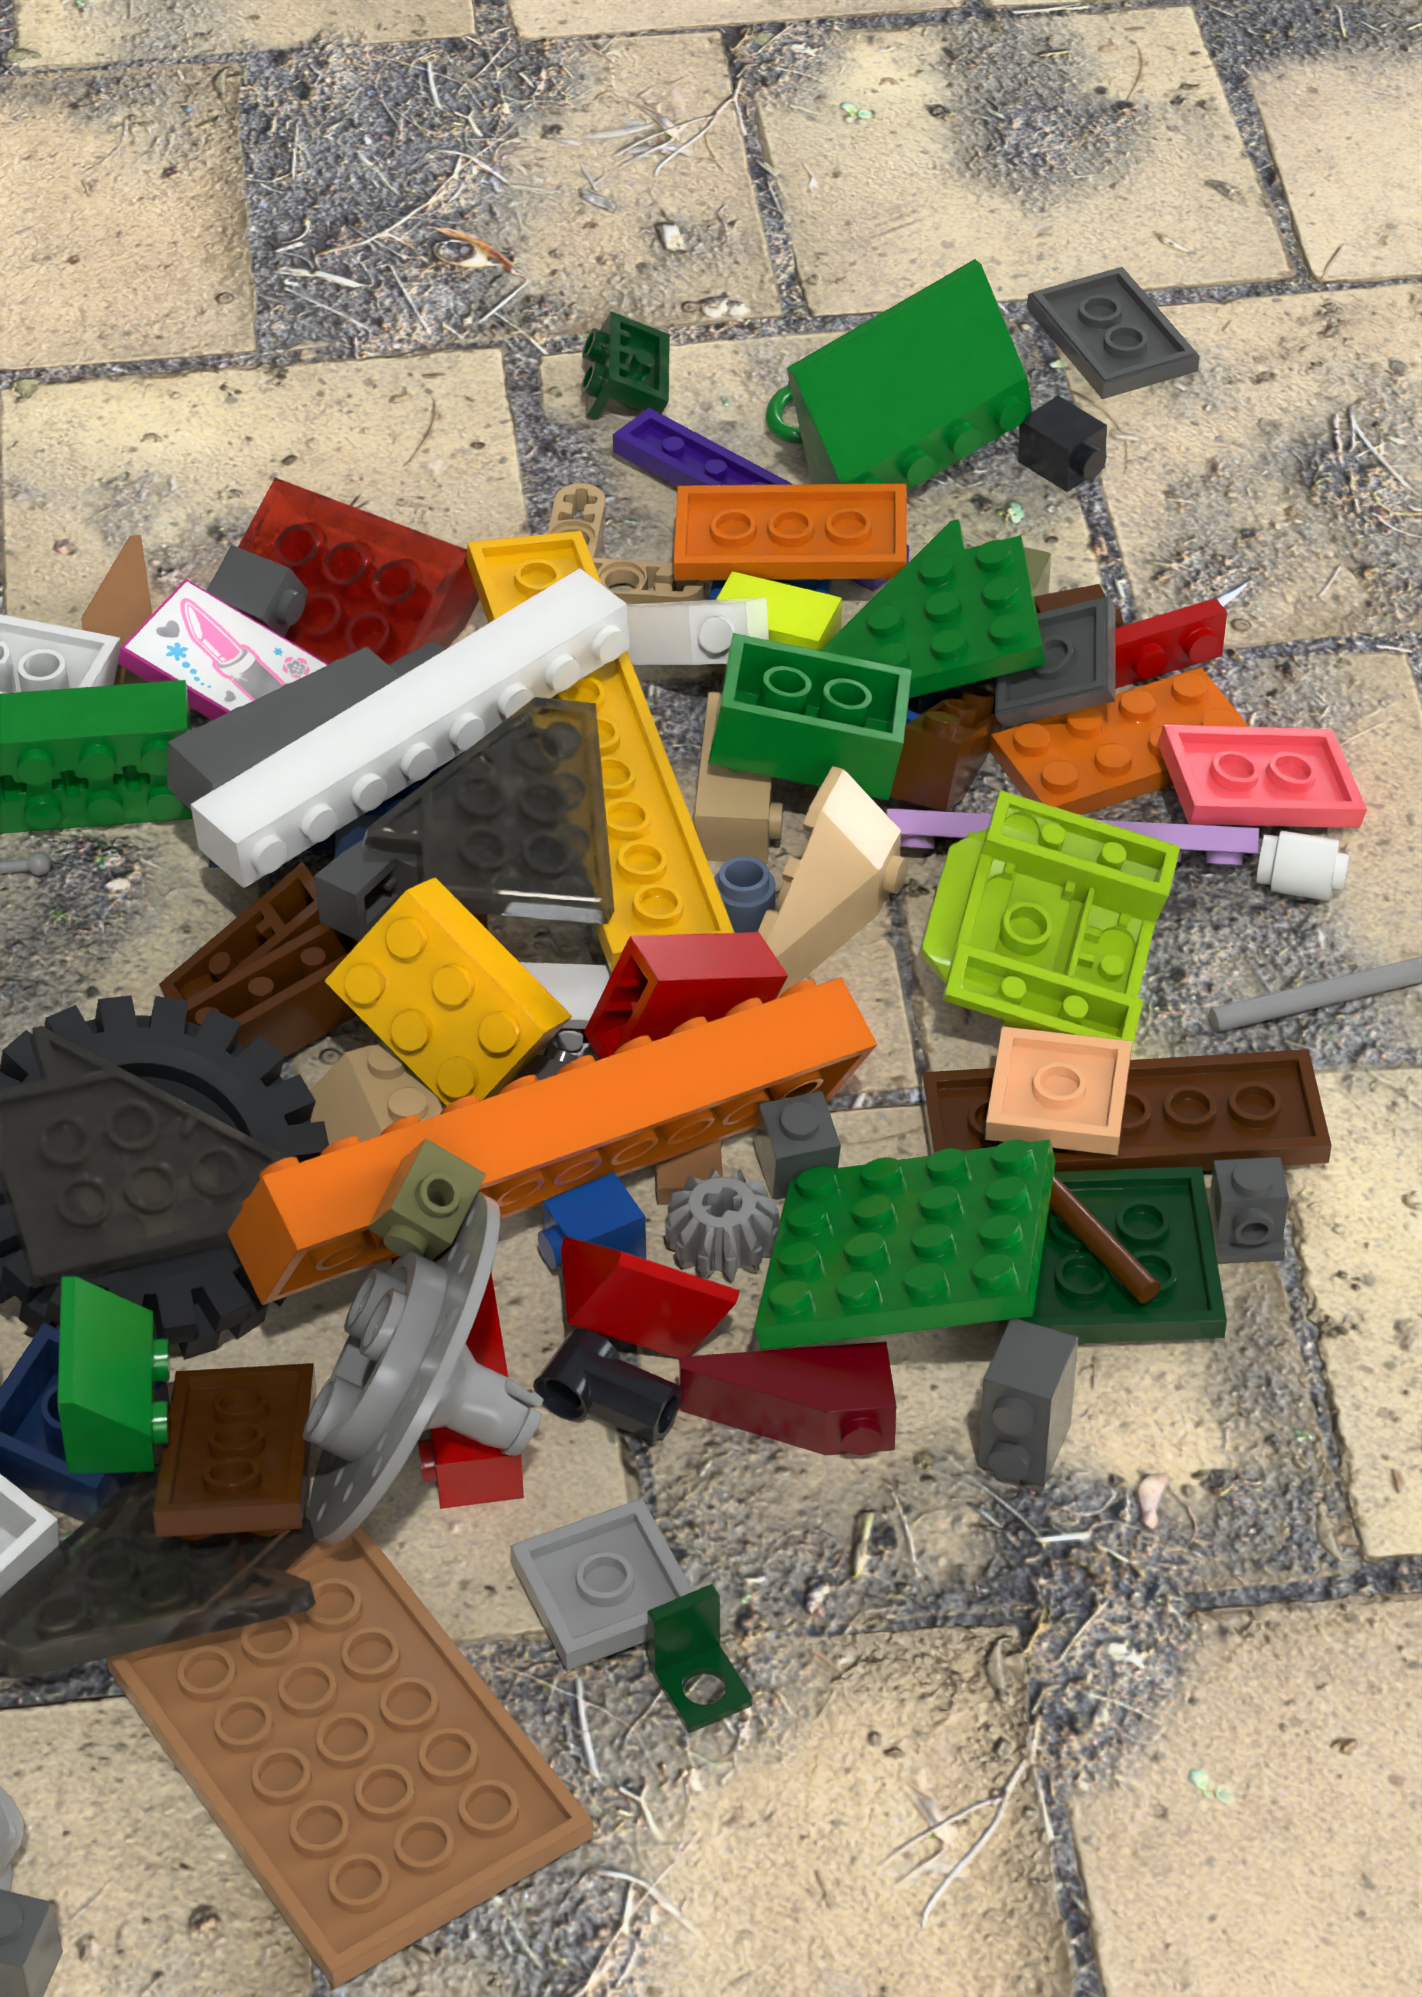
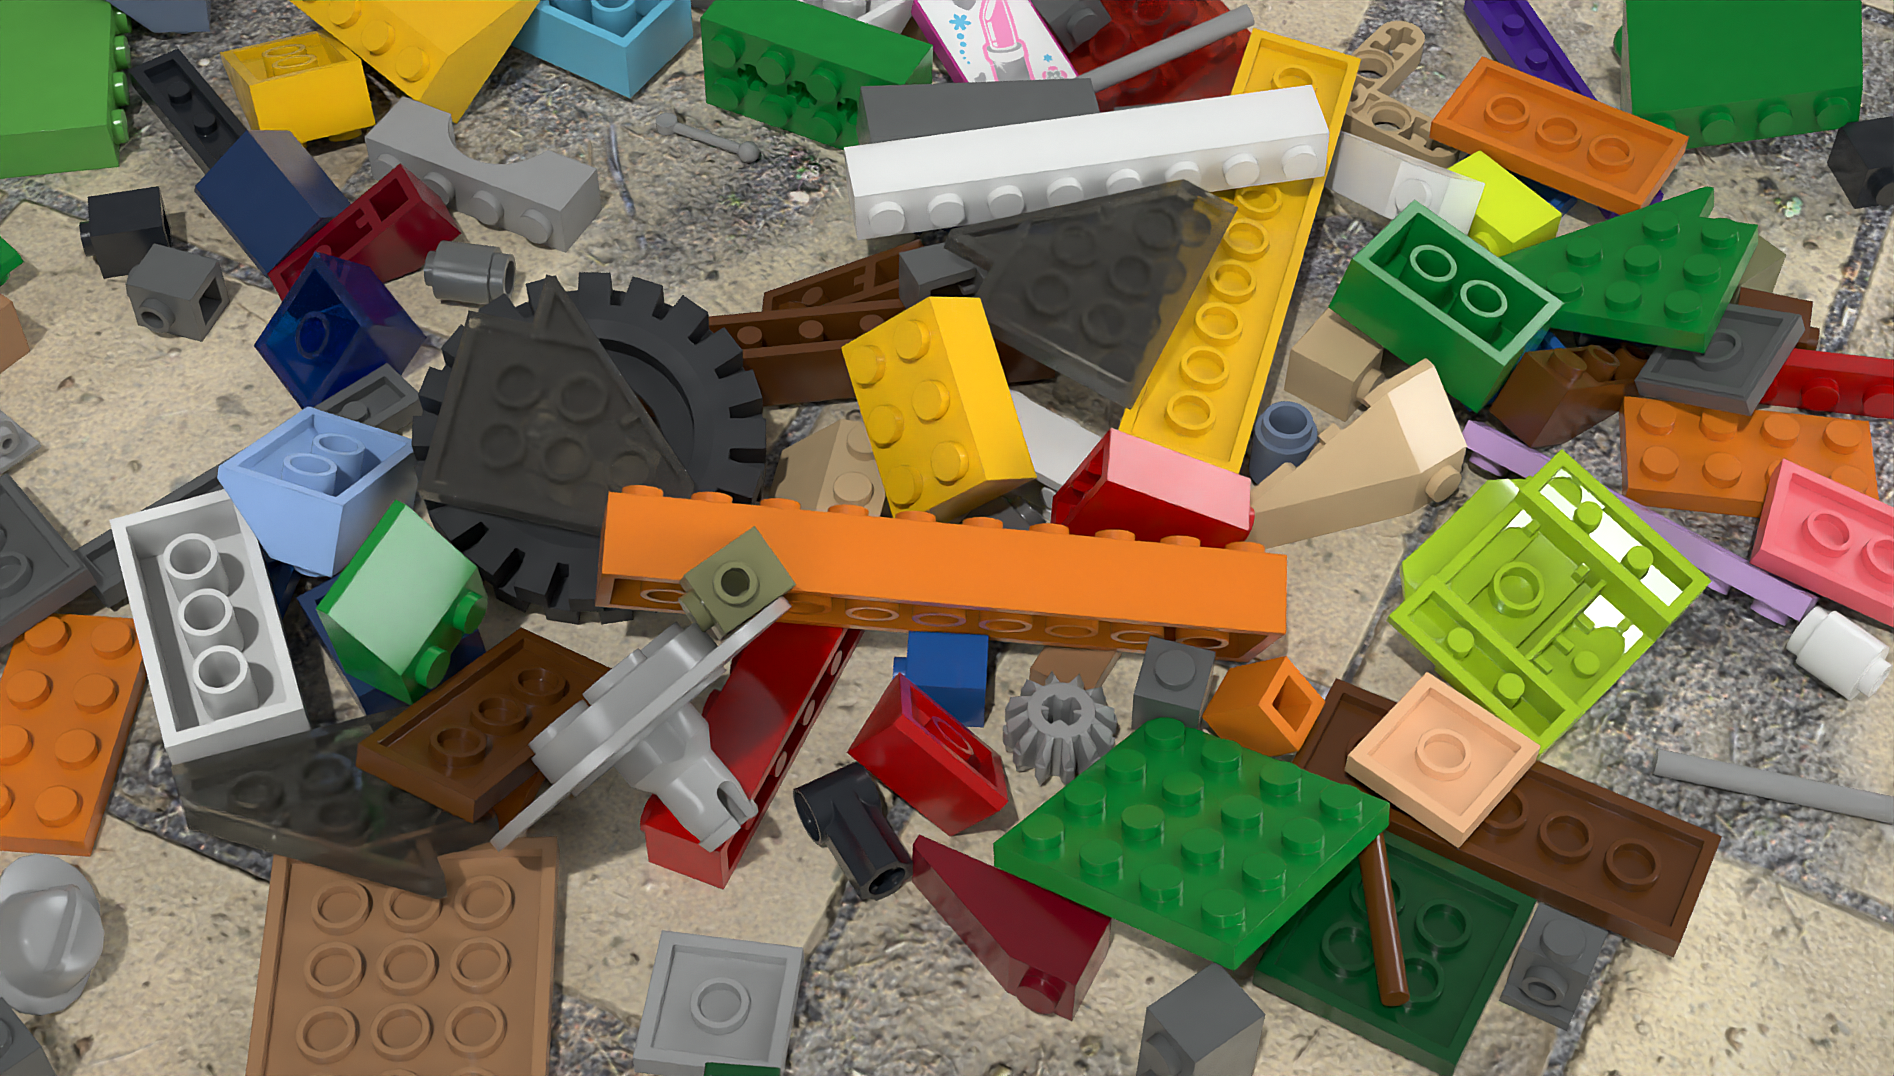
camera: 30 degrees right, 5 degrees up
(396, 594) = (1170, 48): none -> light grey bar
(885, 1119) = (1265, 707): none -> orange brick

